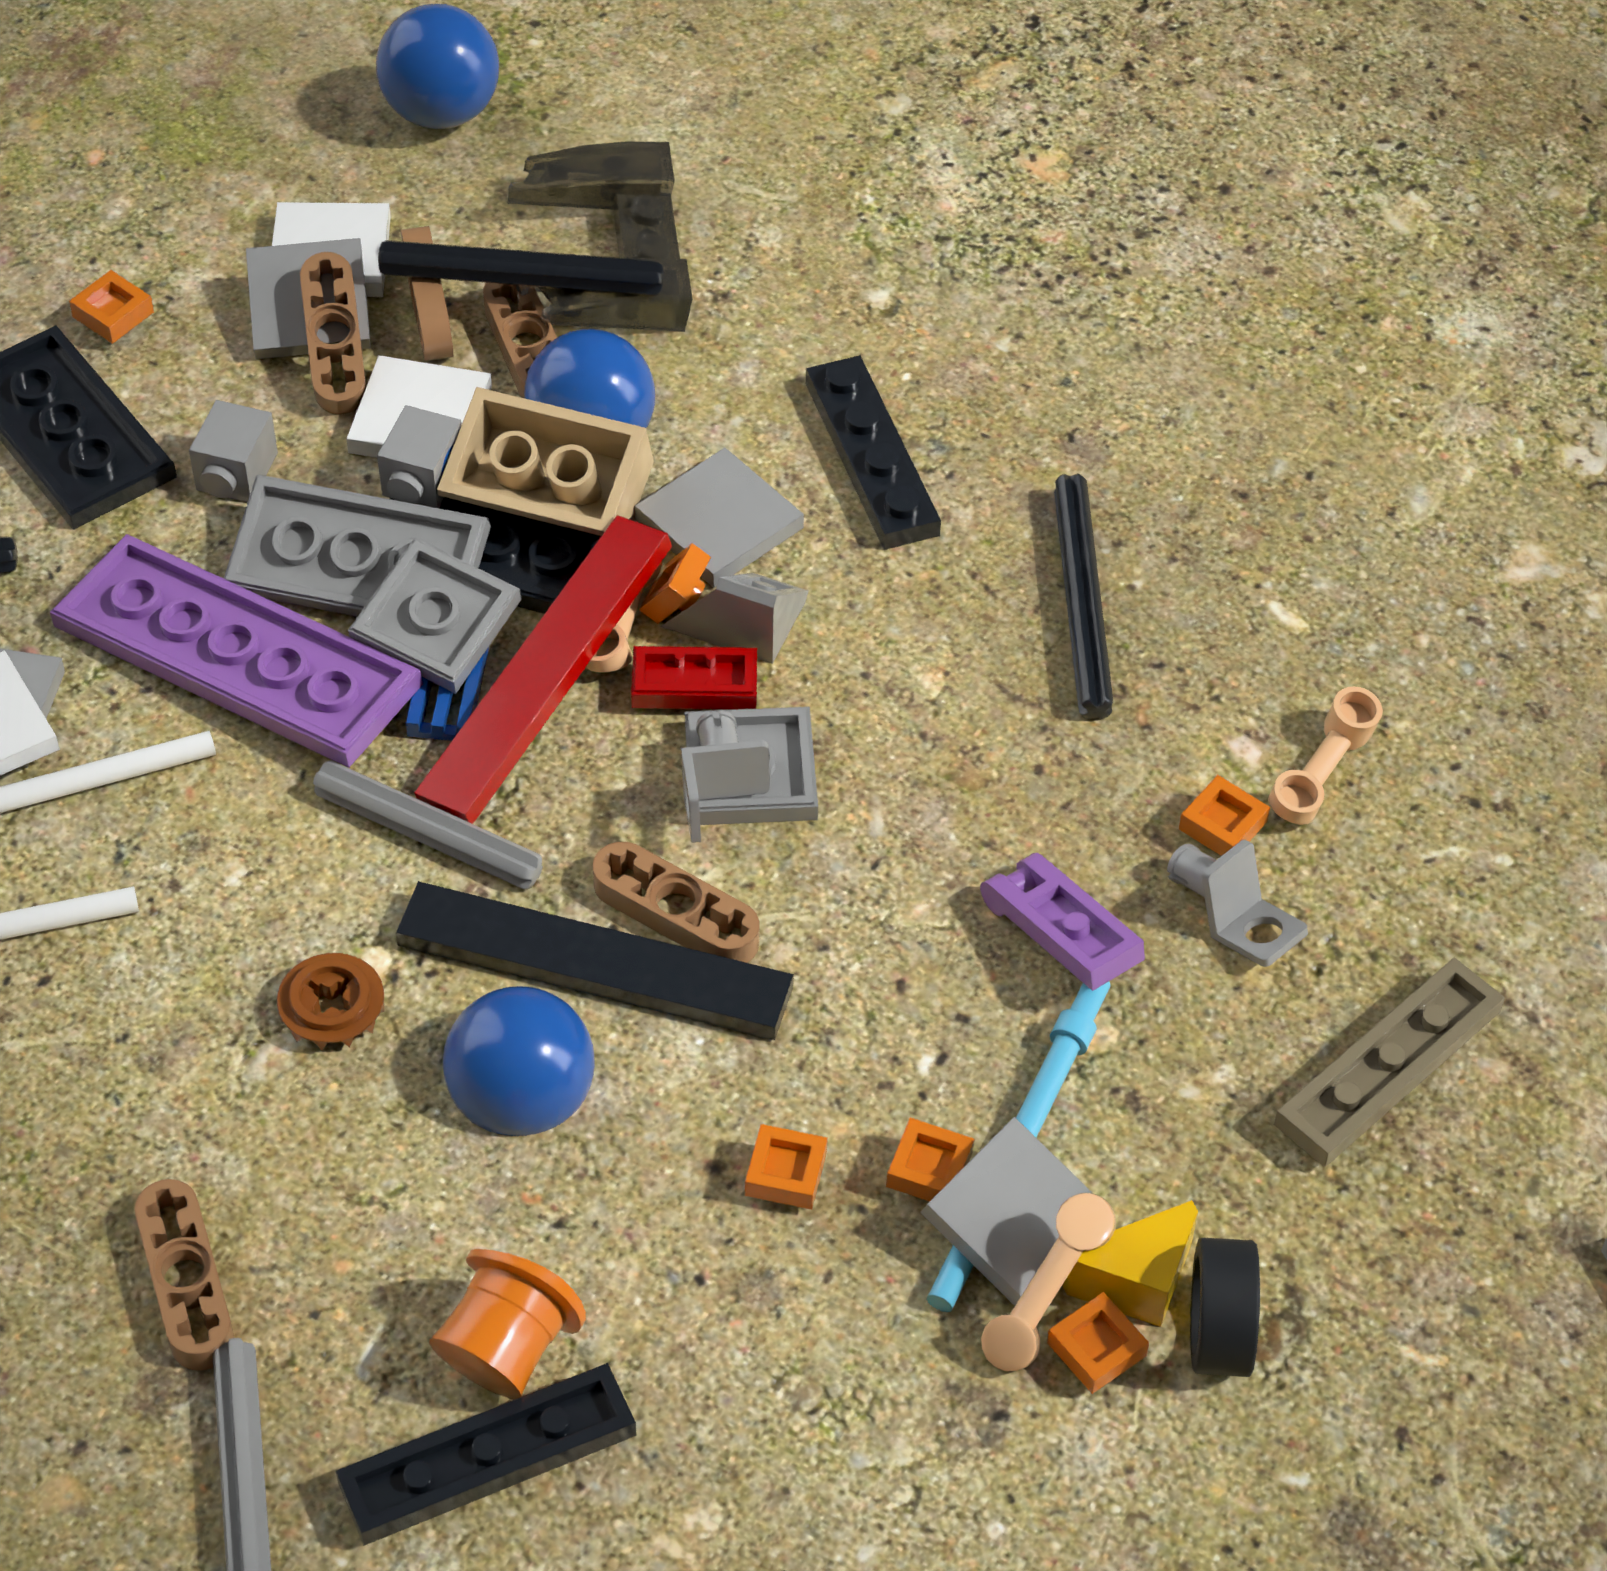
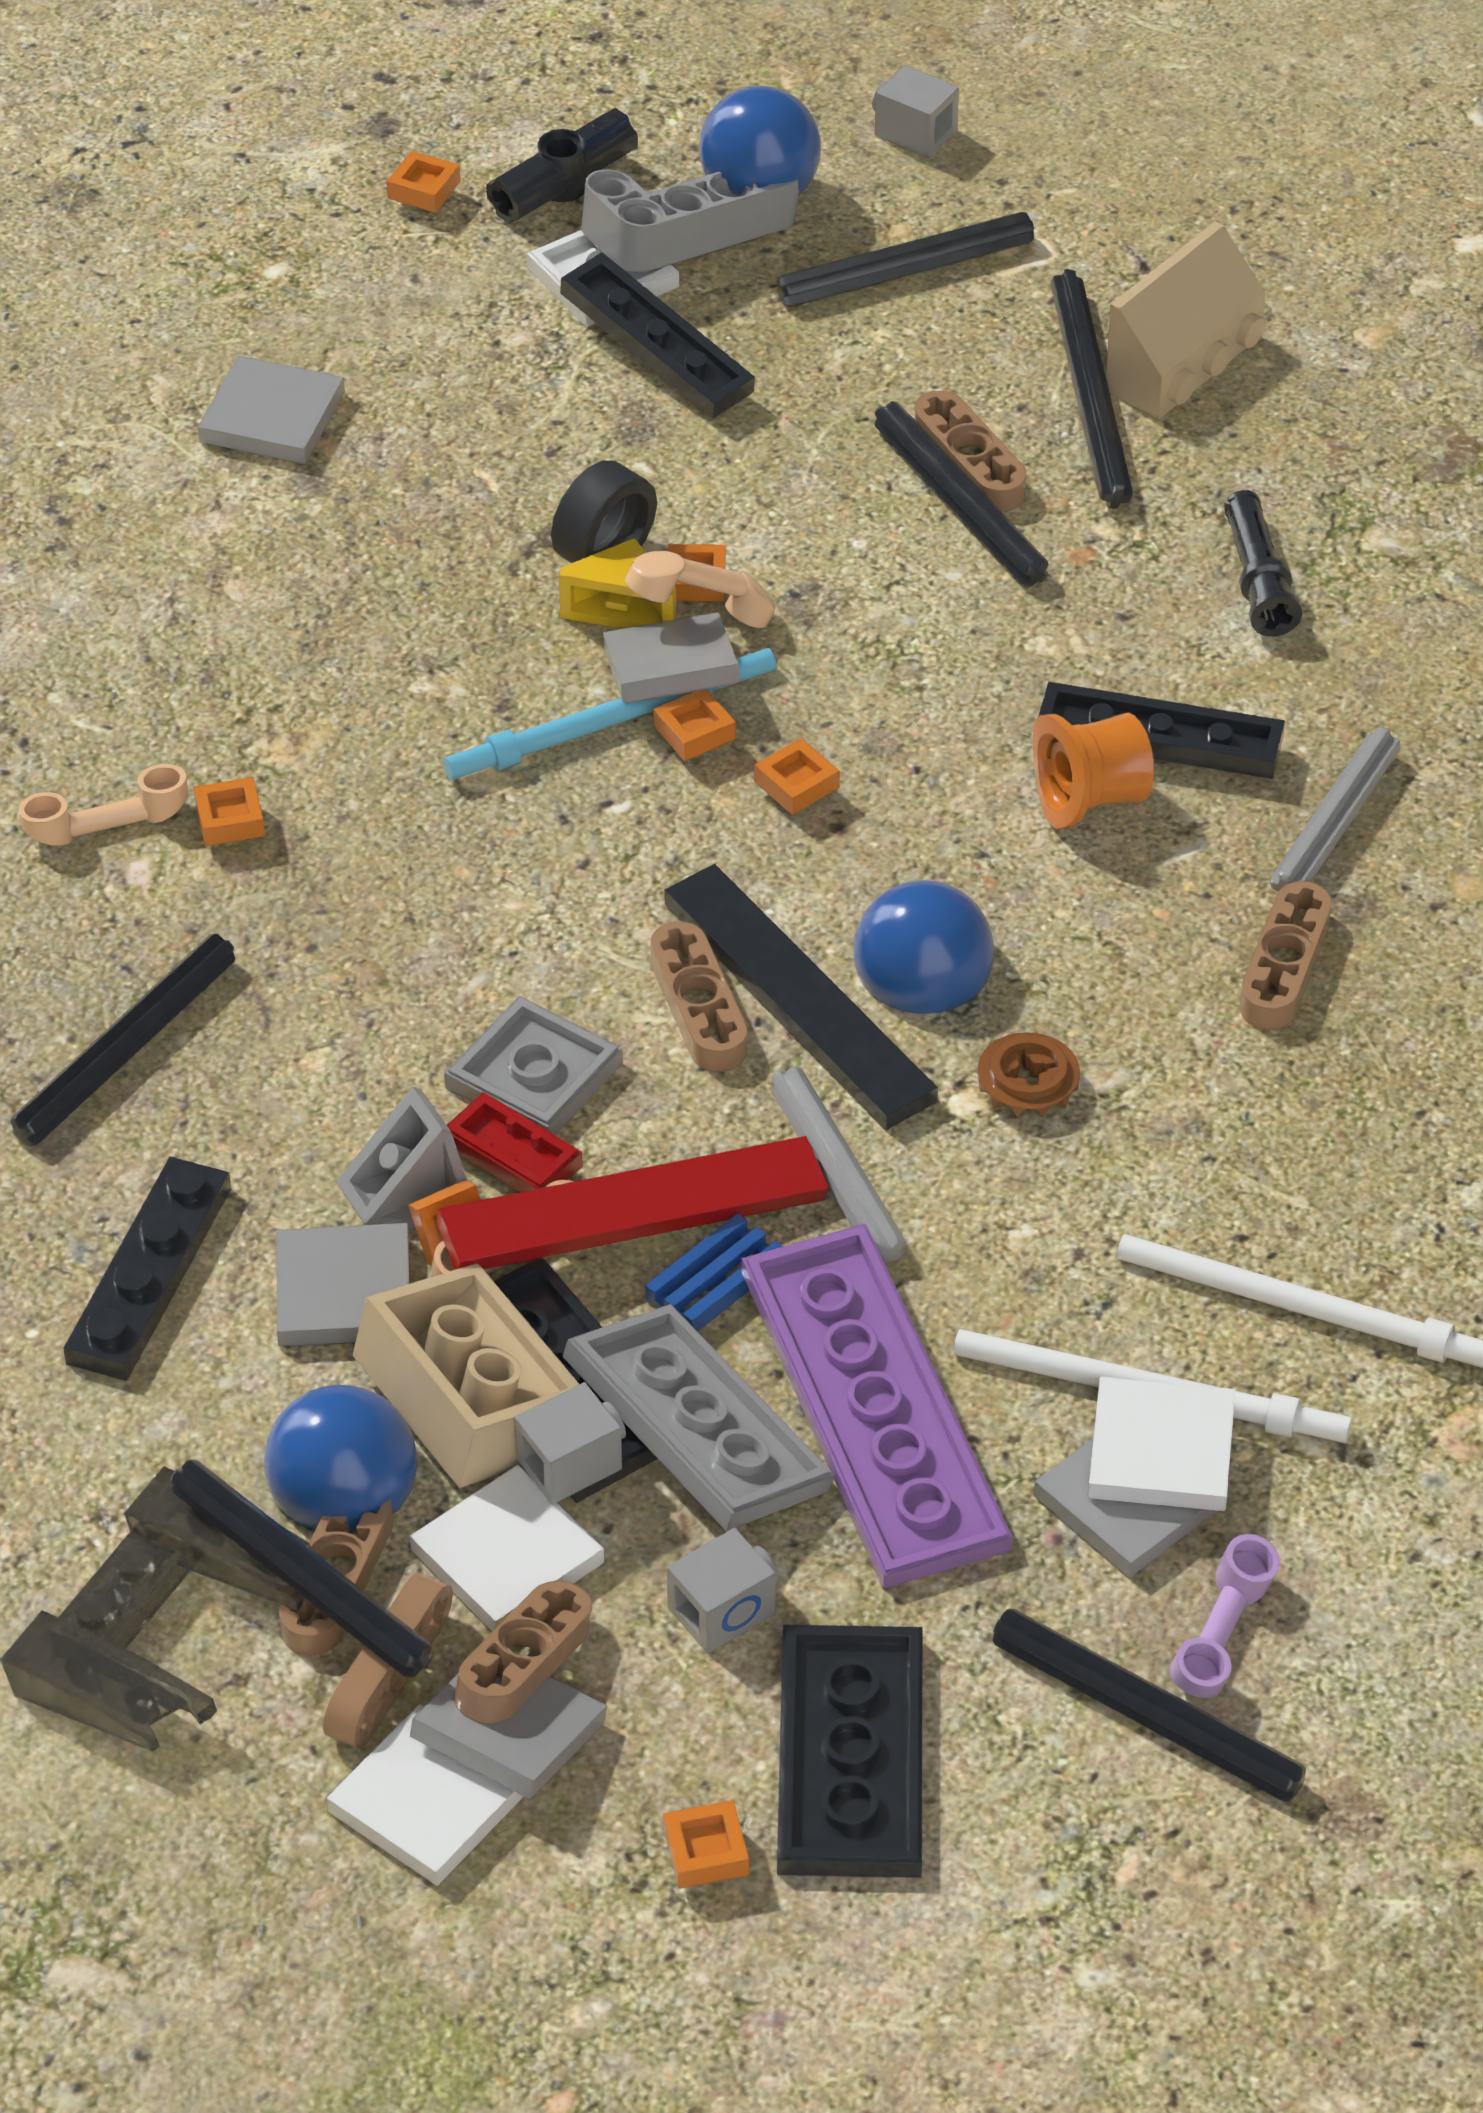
camera: 140 degrees left, 5 degrees down
(436, 614) = (686, 1297): light grey tile -> none
(437, 66) = (143, 1878): blue piece -> none
(721, 767) = (582, 1028): light grey bracket -> none
(1064, 921) = (435, 798): medium lavender plate -> none
(1235, 900) = (292, 754): light grey bracket -> none
(1388, 1062) = (310, 609): dark tan plate -> none

